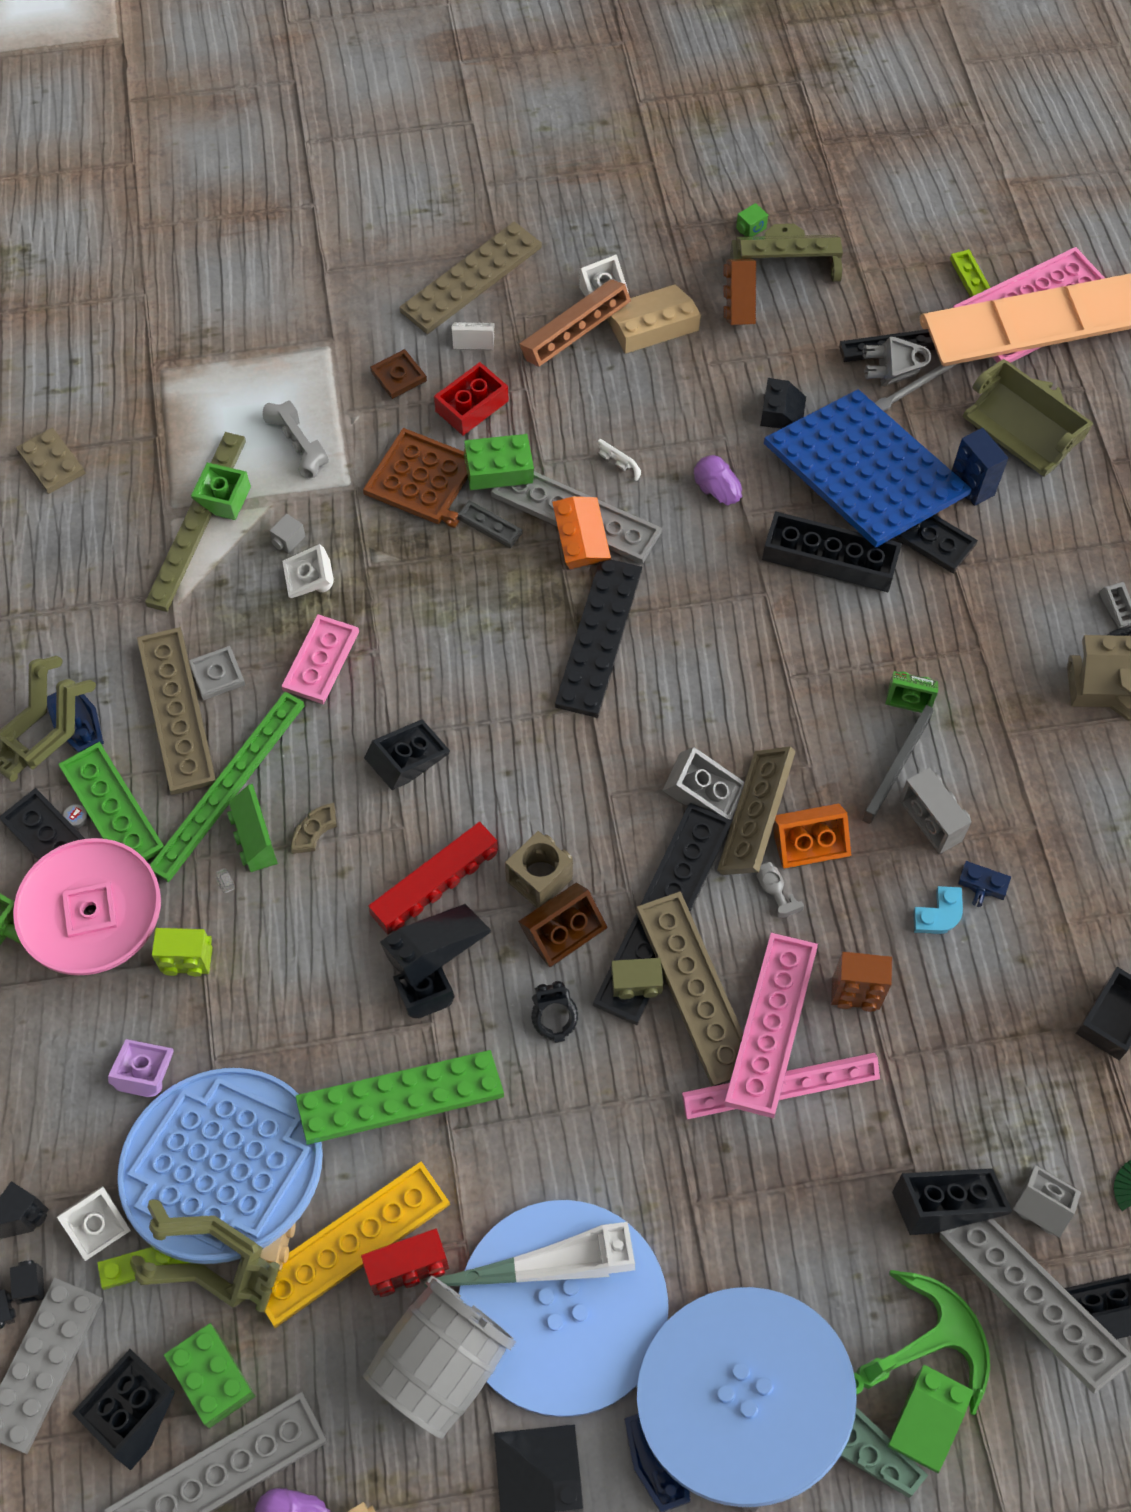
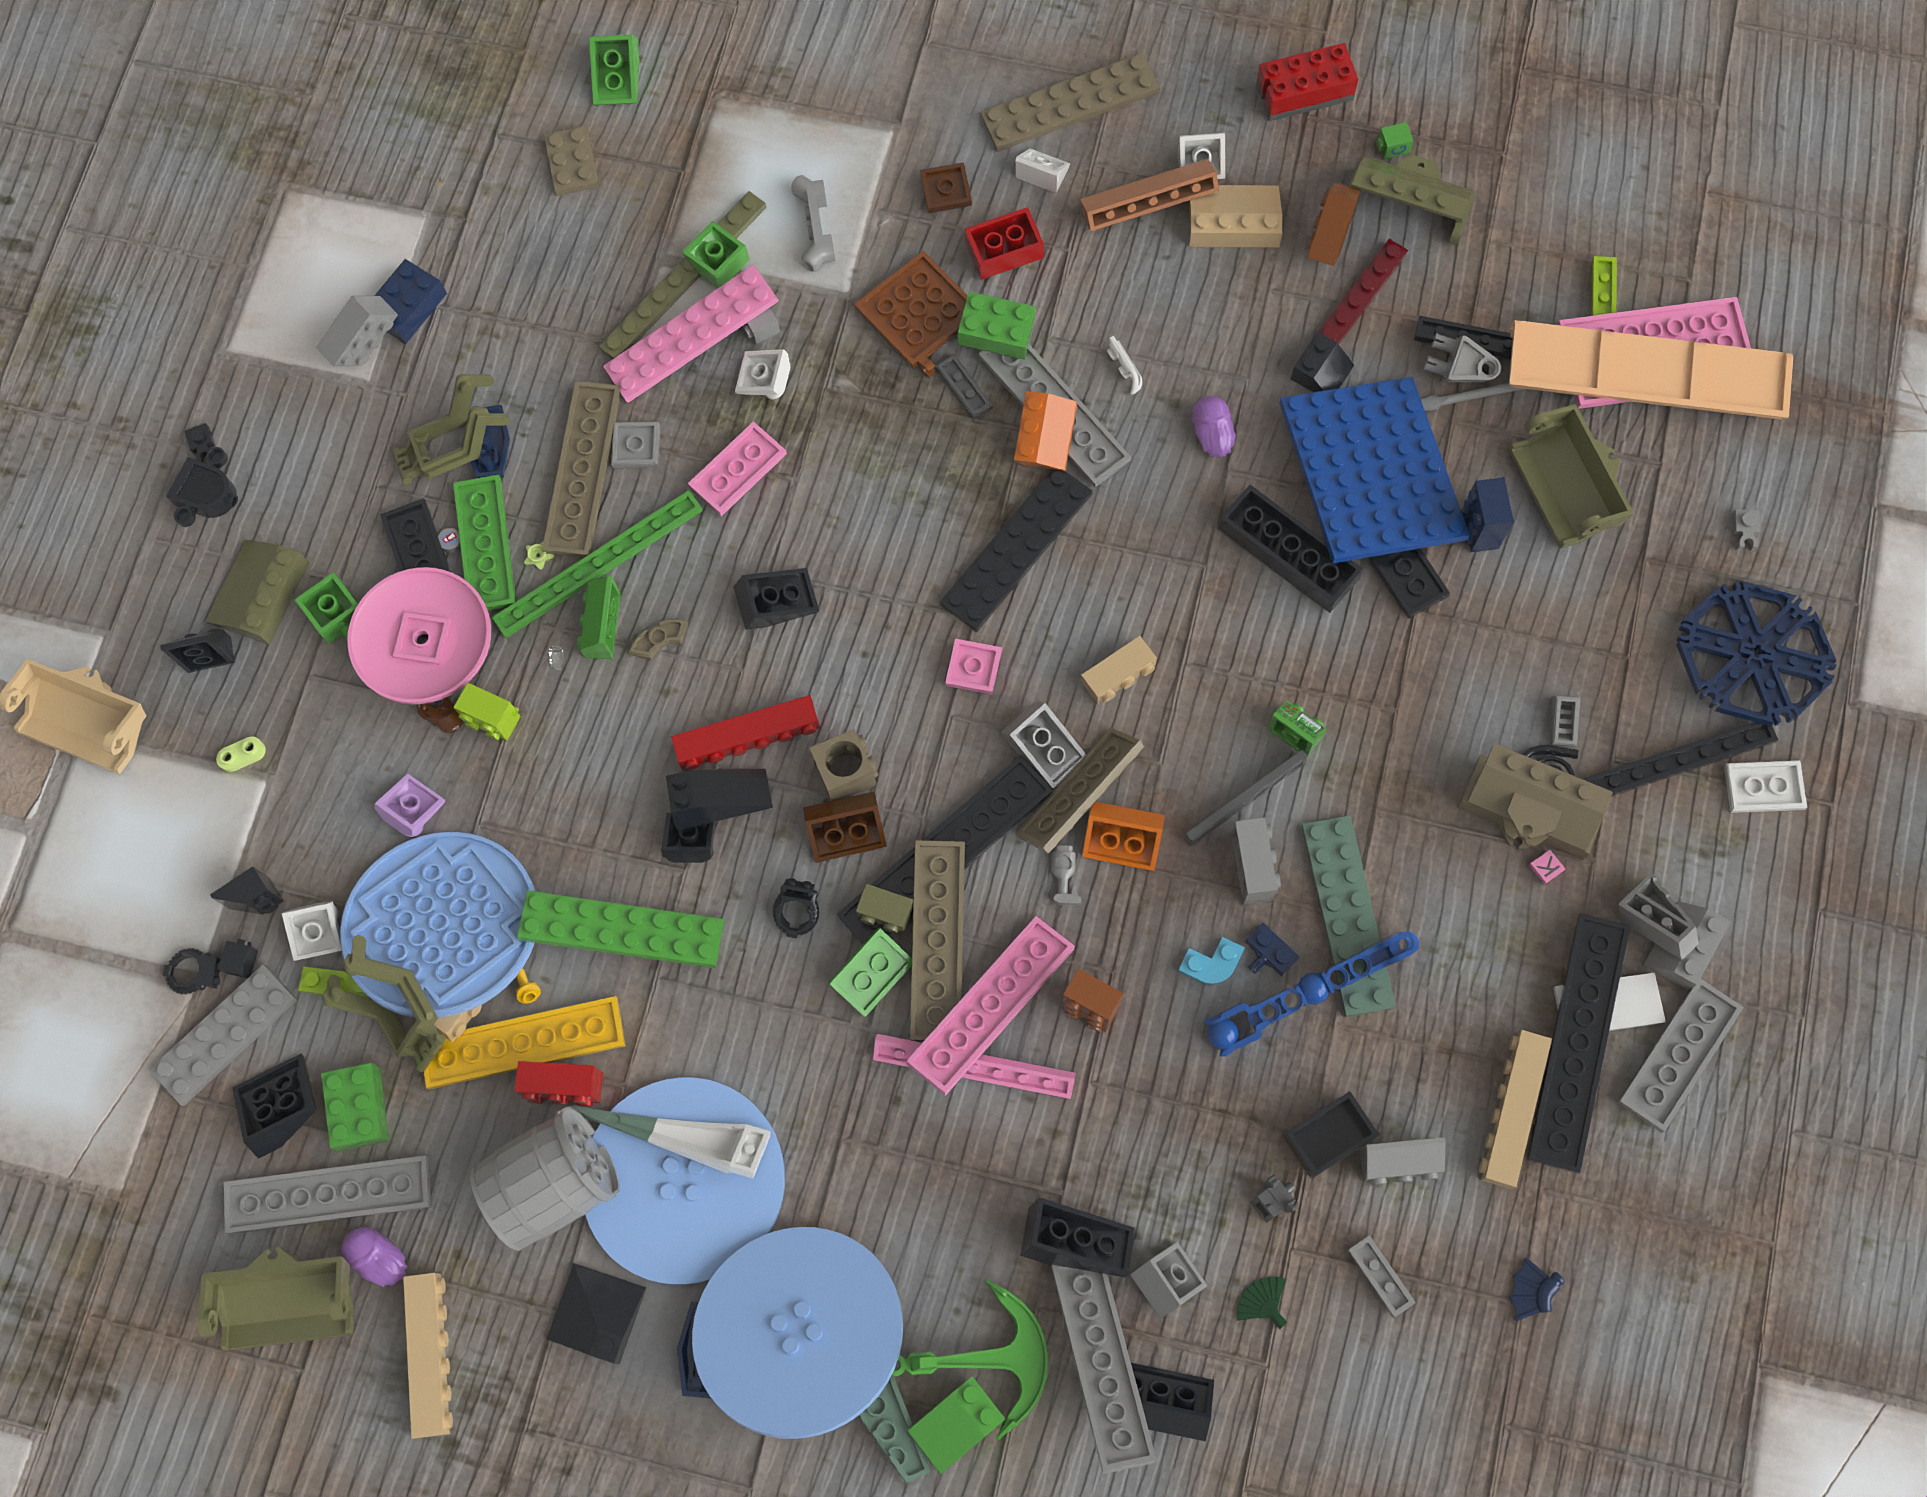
camera: 30 degrees right, 10 degrees up
(58, 374) = (614, 69): none -> bright green slope
(140, 974) = (443, 716): none -> reddish brown piece
(162, 795) = (540, 561): none -> yellowish green plate
(227, 561) = (691, 333): none -> bright pink plate
(331, 1192) = (527, 991): none -> yellow plate
(611, 745) = (973, 666): none -> bright pink plate
(649, 1040) = (871, 972): none -> bright green plate
(660, 199) = (1307, 81): none -> red piece
(738, 701) = (1119, 670): none -> tan brick
(785, 338) = (1364, 291): none -> dark red plate
(1032, 828) = (1346, 910): none -> sand green plate
(1037, 897) = (1311, 989): none -> blue piece
(1100, 1090) = (1275, 1199): none -> dark grey piece

